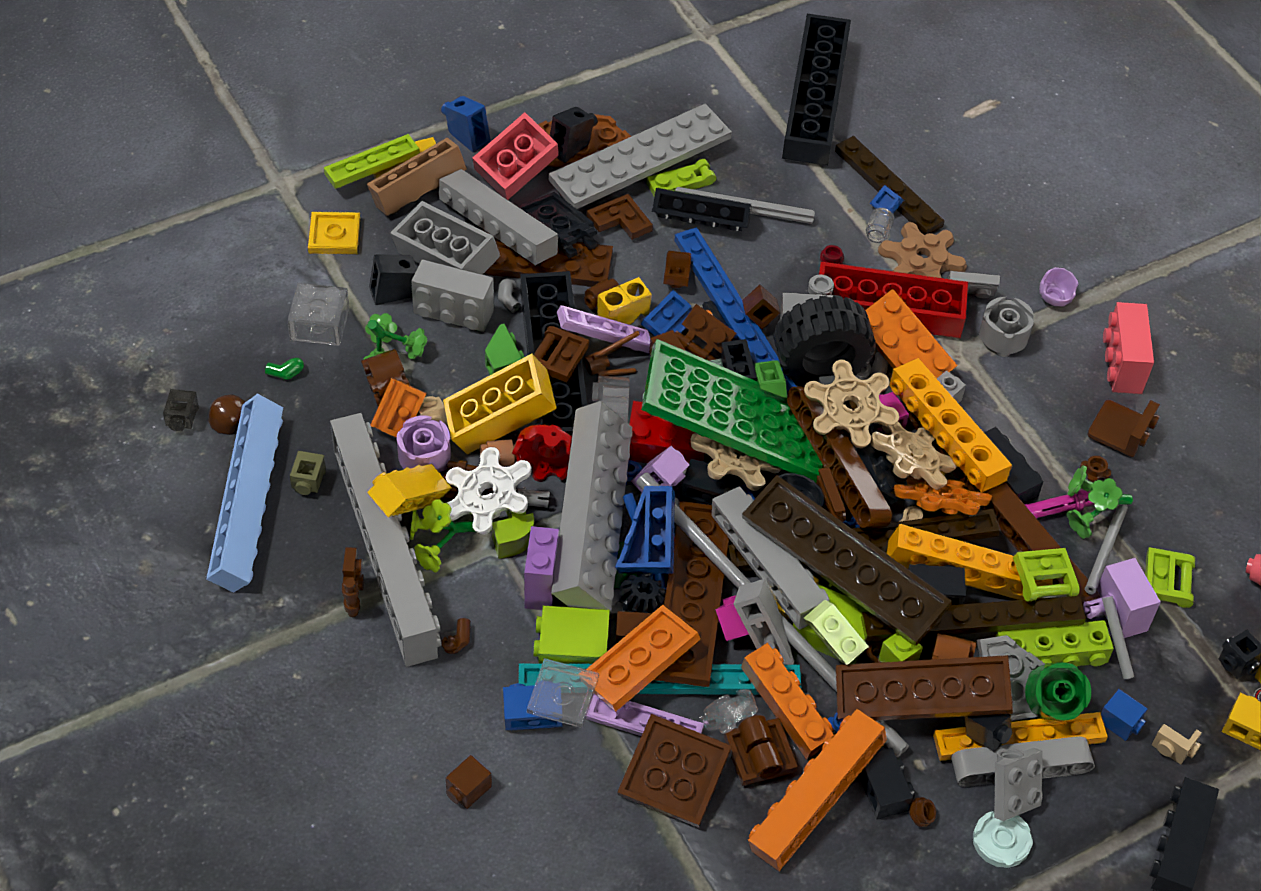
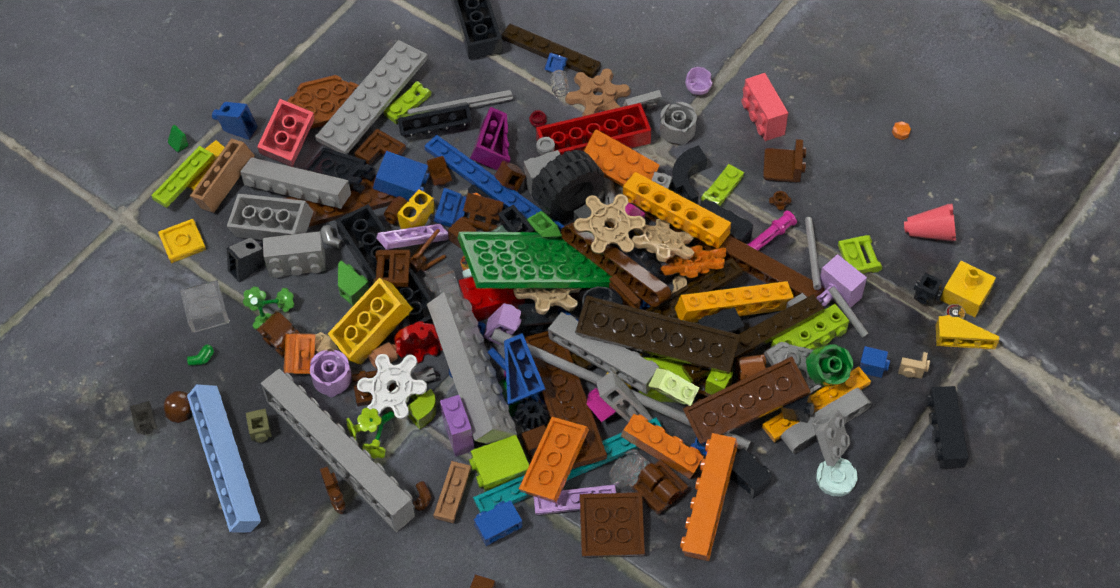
camera: 20 degrees left, 5 degrees up
(389, 120) = (177, 139): none -> green slope
(408, 489) = (341, 409): yellow brick -> none
(497, 647) = (452, 492): none -> medium nougat plate
(563, 693) = (516, 505): clear tile -> none
(572, 131) = (317, 98): black torso -> none
(626, 255) = (400, 176): none -> blue brick
(760, 257) = (492, 142): none -> magenta wedge
(922, 811) = (780, 481): reddish brown plate -> none
(989, 381) = (686, 165): none -> black arch
(1030, 423) = (723, 185): none -> lime plate
(1042, 566) = (784, 283): lime plate -> none
(1102, 493) = (798, 218): bright green plant -> none

